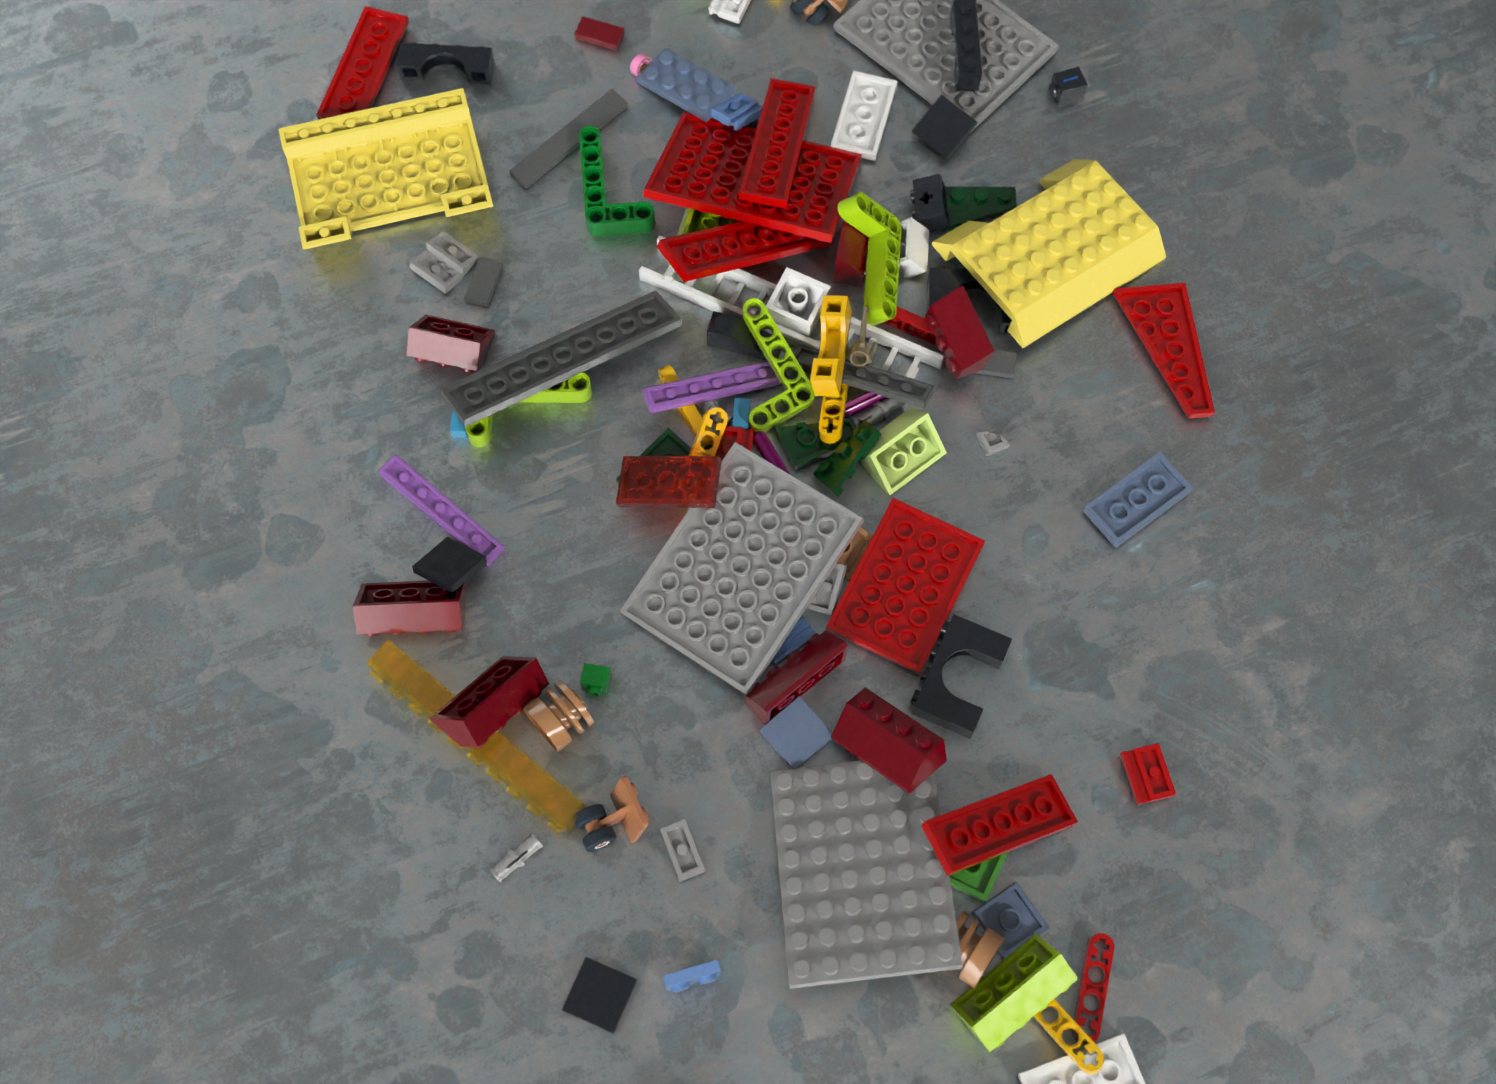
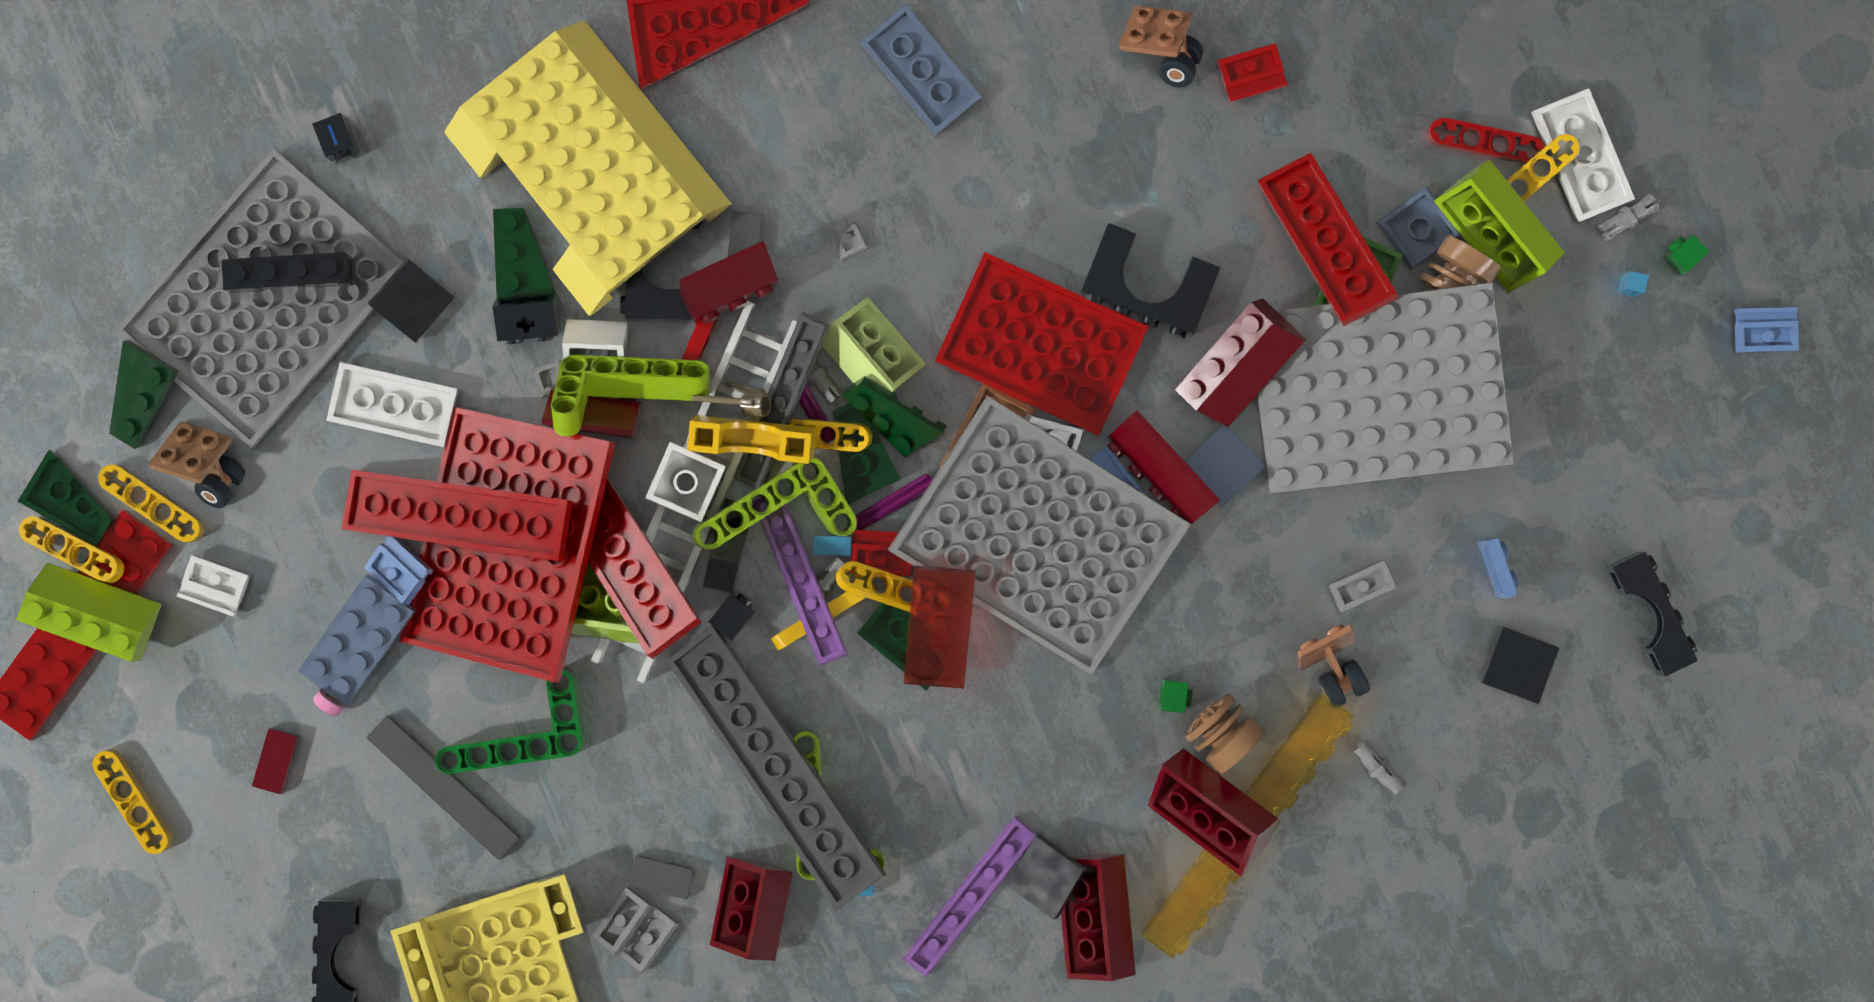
camera: 100 degrees left, 20 degrees up
(687, 338) = (733, 615): none -> black brick
(1179, 693) = (1164, 34): none -> nougat plate

